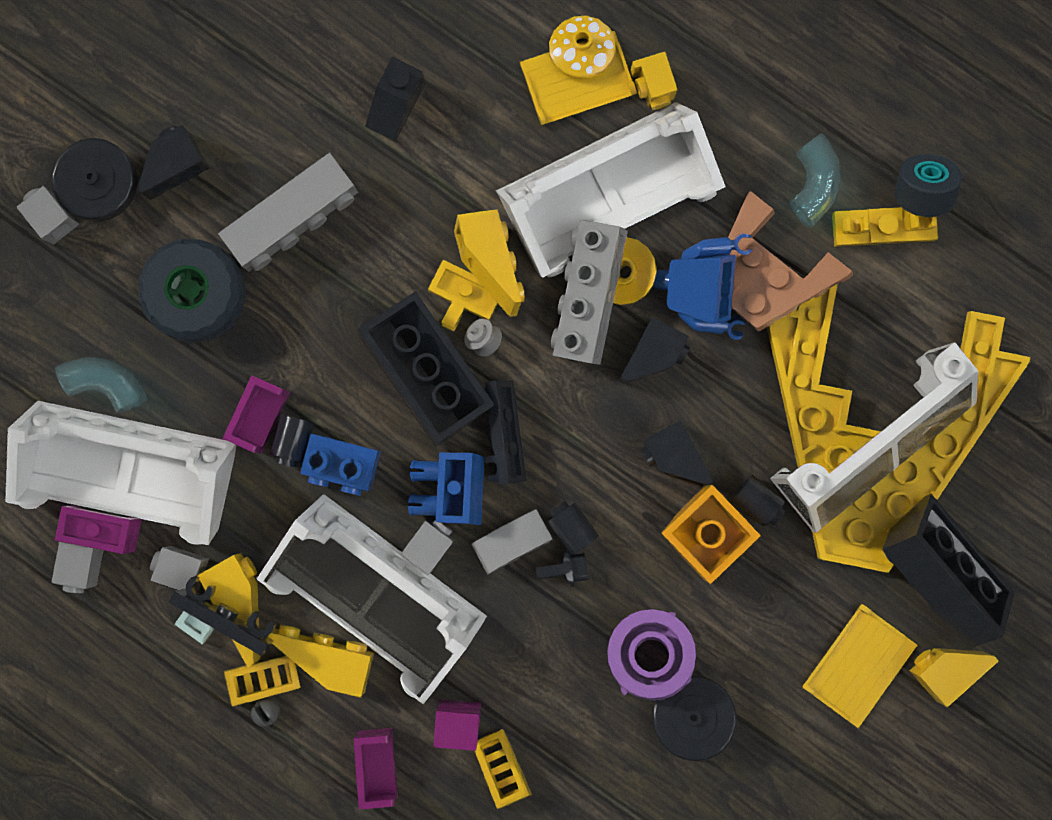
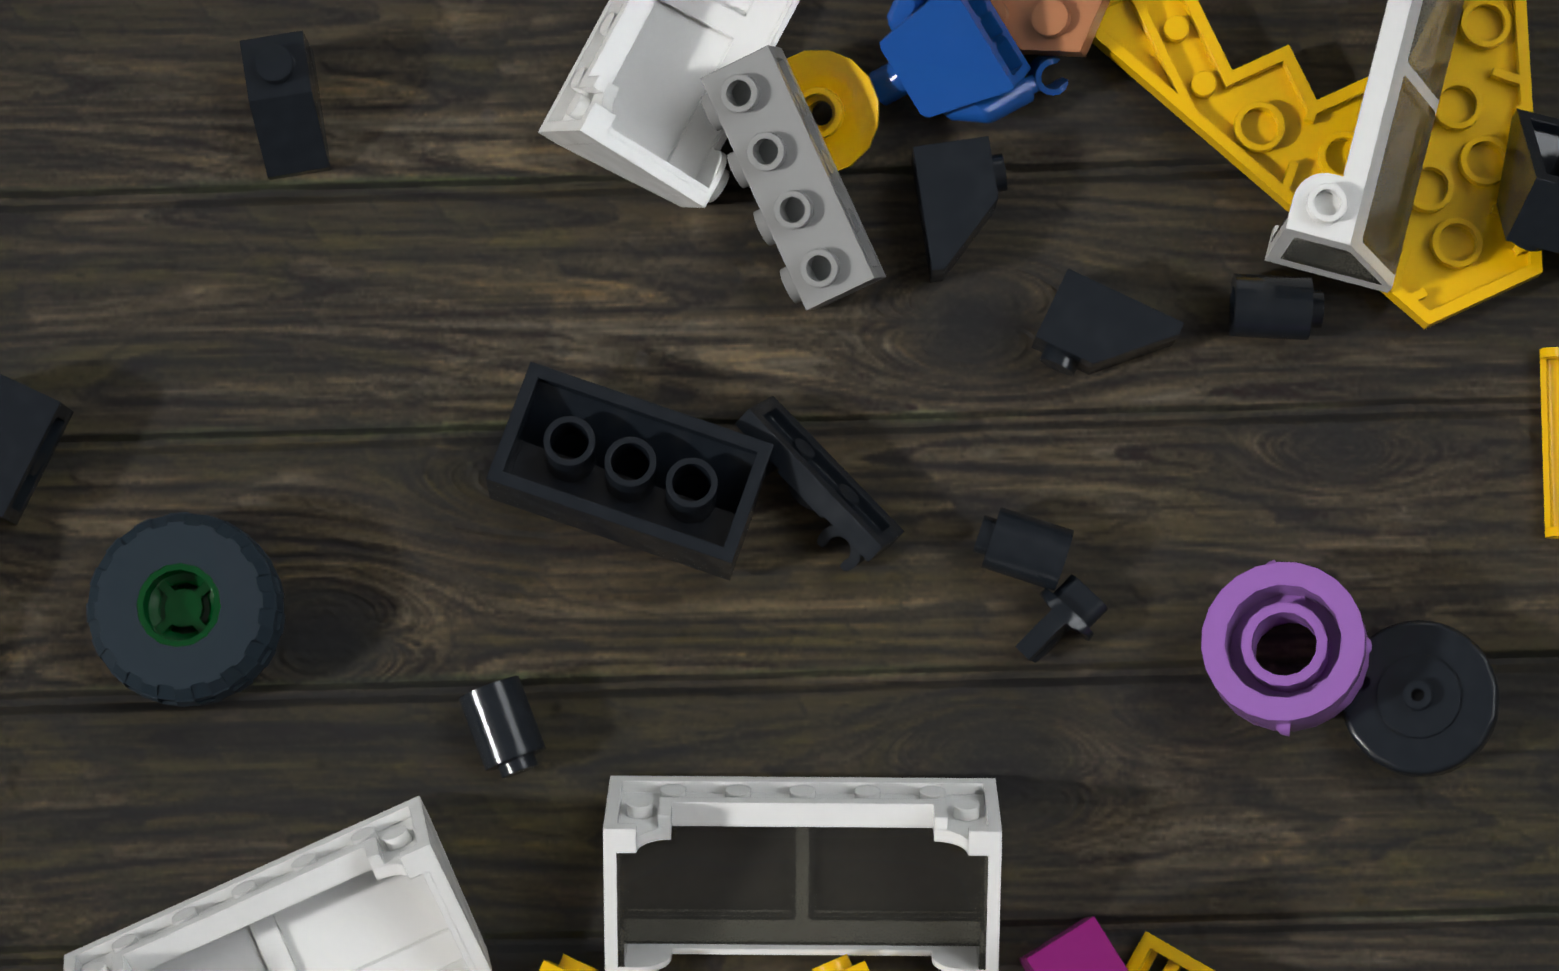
camera: 30 degrees left, 5 degrees down
(104, 377) = (144, 841): clear light blue cylinder -> none
(256, 415) = (421, 726): magenta panel -> none
(289, 213) = (250, 387): light grey brick -> none
(340, 463) = (603, 707): blue brick -> none
(428, 545) = (829, 732): light grey brick -> none
(458, 488) = (813, 613): blue brick -> none
(463, 293) = (603, 316): yellow plate -> none
(483, 337) = (681, 362): light grey wheel -> none
(485, 253) = (598, 235): yellow slope -> none
(511, 541) = (950, 636): light grey slope -> none
(710, 533) = (1236, 404): light orange slope -> none

